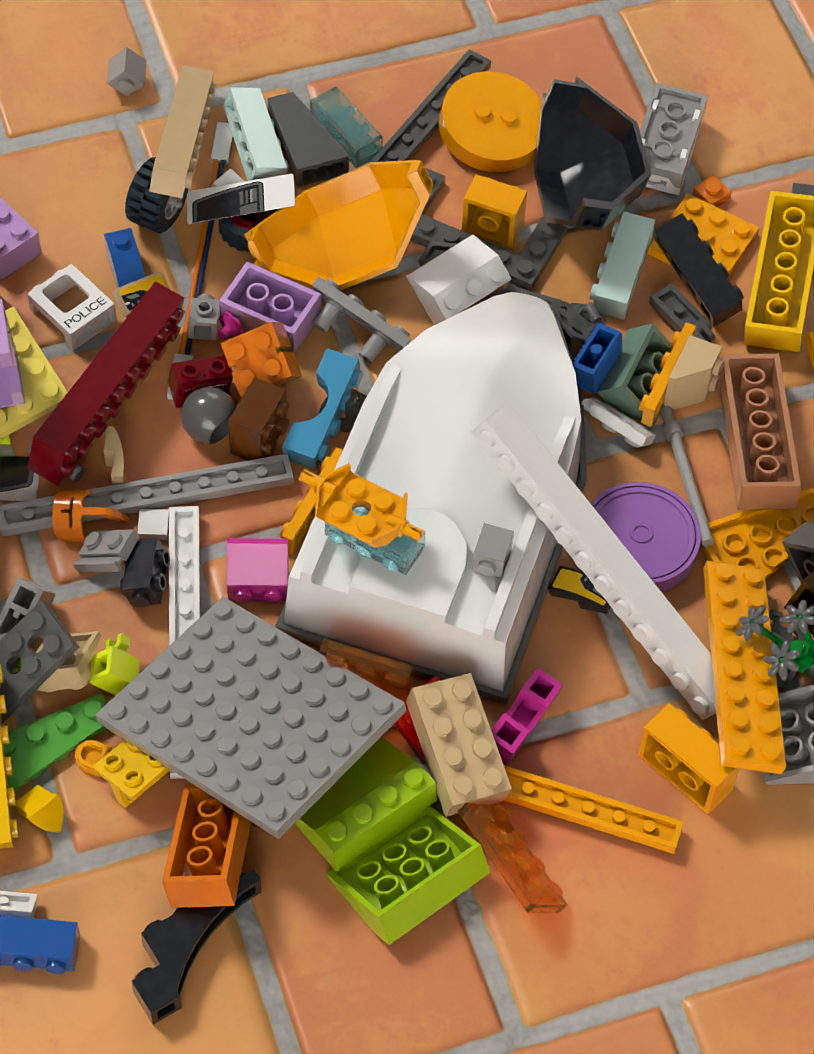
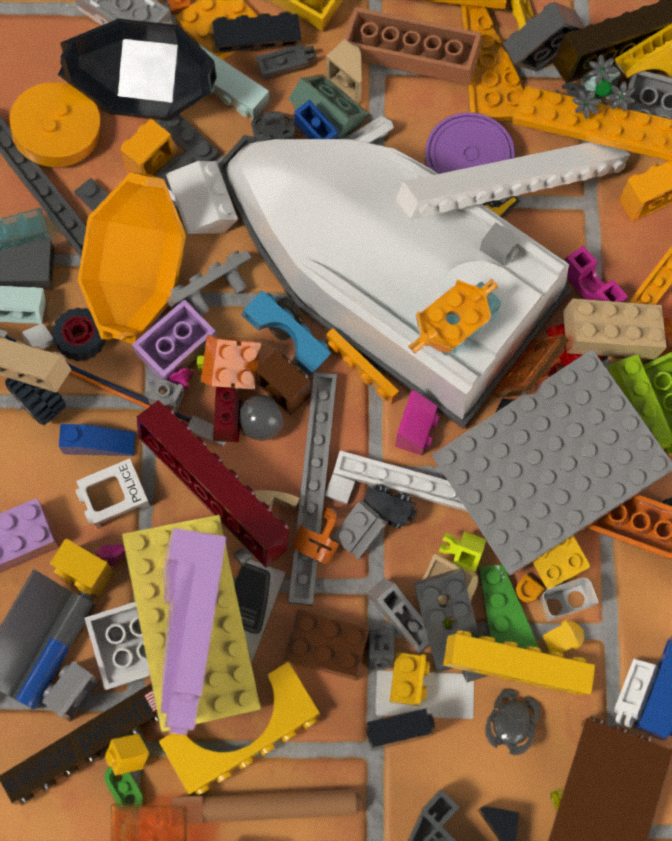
camera: 70 degrees left, 15 degrees up
(82, 770) = (582, 585): none -> white piece
(130, 294) = (126, 437): slope -> none
(240, 198) = (65, 322): sticker -> none
(652, 403) = (348, 91): light orange plate -> none
(674, 434) = (384, 104): light grey bar -> none

